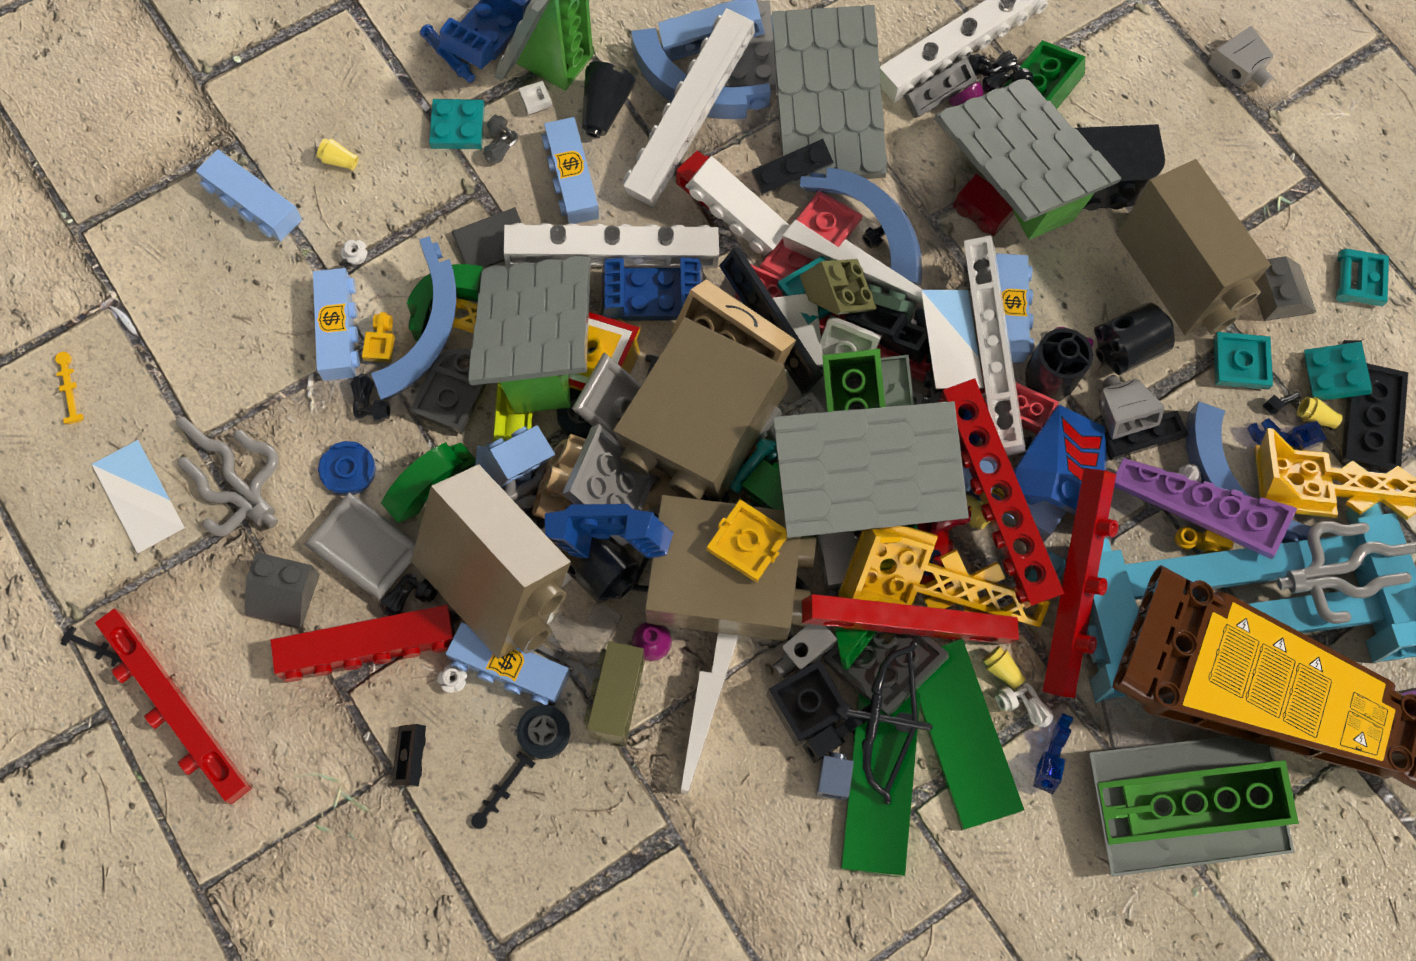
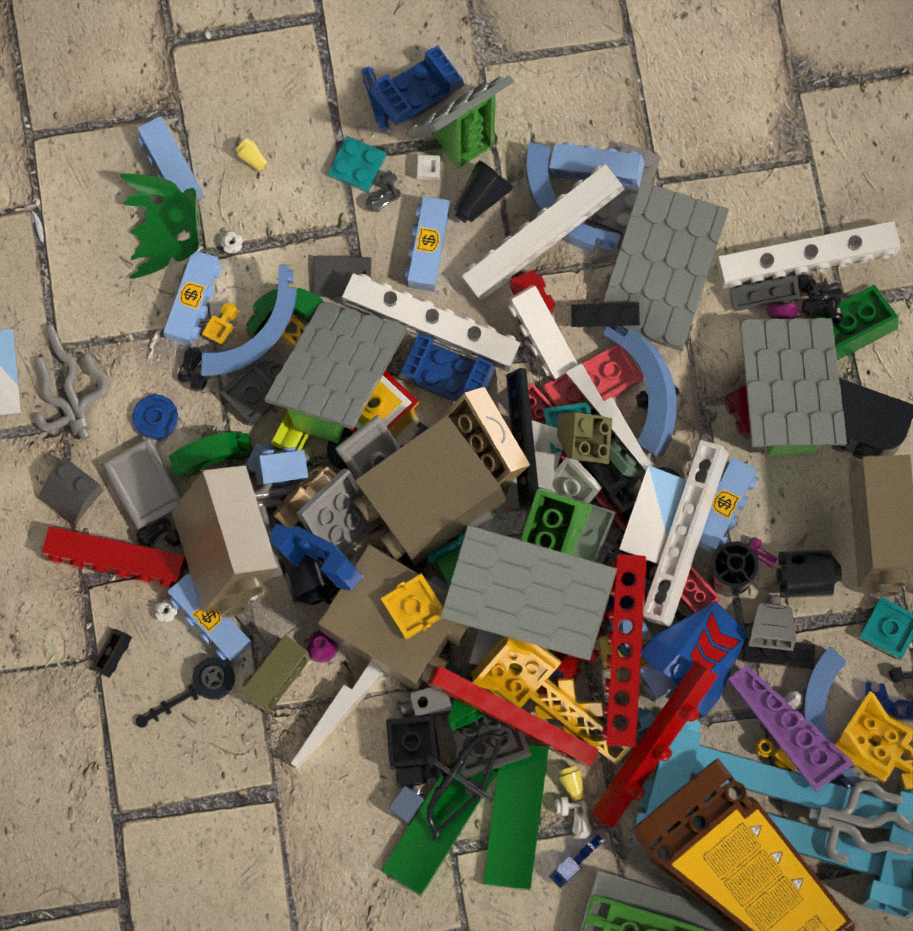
camera: 30 degrees right, 5 degrees up
(268, 256) = (163, 222): none -> green piece

